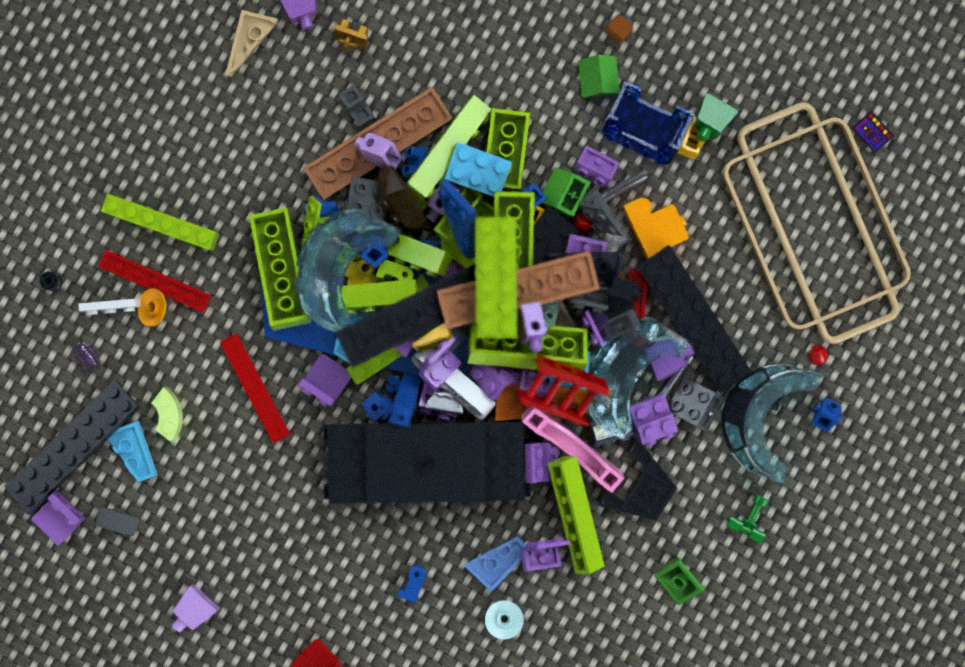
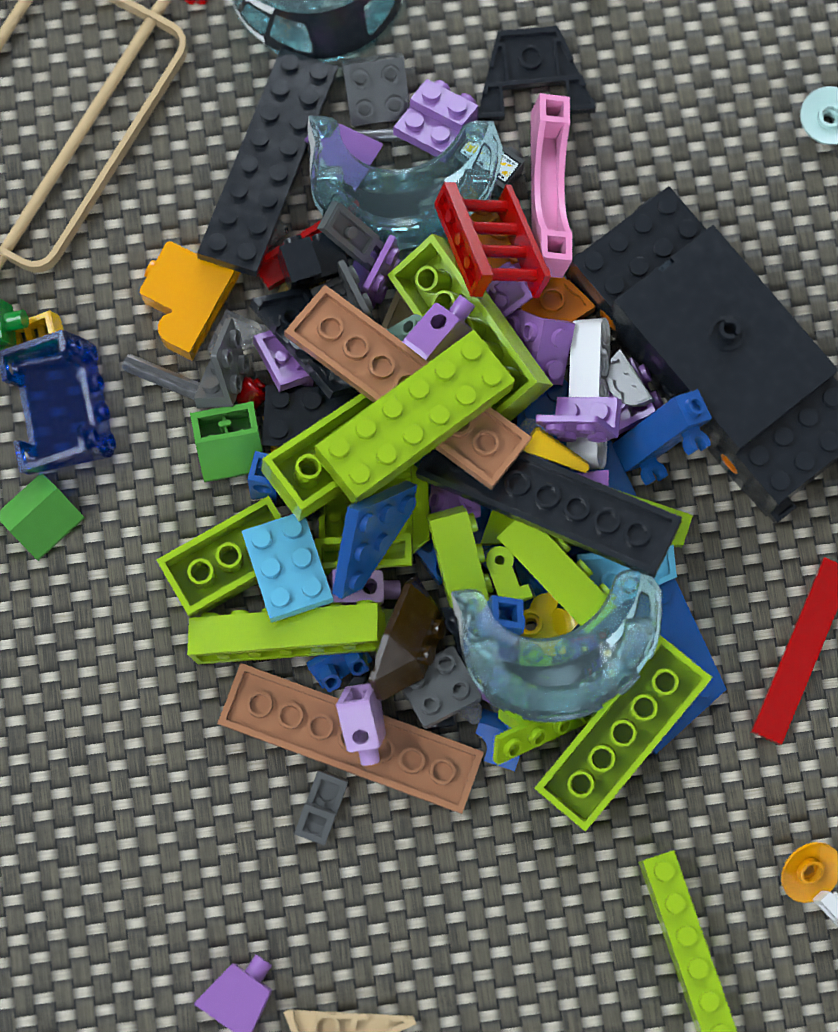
camera: 135 degrees left, 10 degrees down
(152, 279) = (771, 901): red tile -> none
(325, 380) = (719, 564): medium lavender bracket -> none
(349, 37) = (234, 888): pearl gold hips -> none
(372, 405) = (699, 477): blue brick -> none
(497, 563) = (767, 176): medium blue wing -> none
(536, 460) = (600, 209): medium lavender plate -> none
(542, 554) = (713, 125): medium lavender bracket -> none
(576, 514) = (631, 120): lime brick -> none
(595, 167) = (164, 428): medium lavender bracket -> none

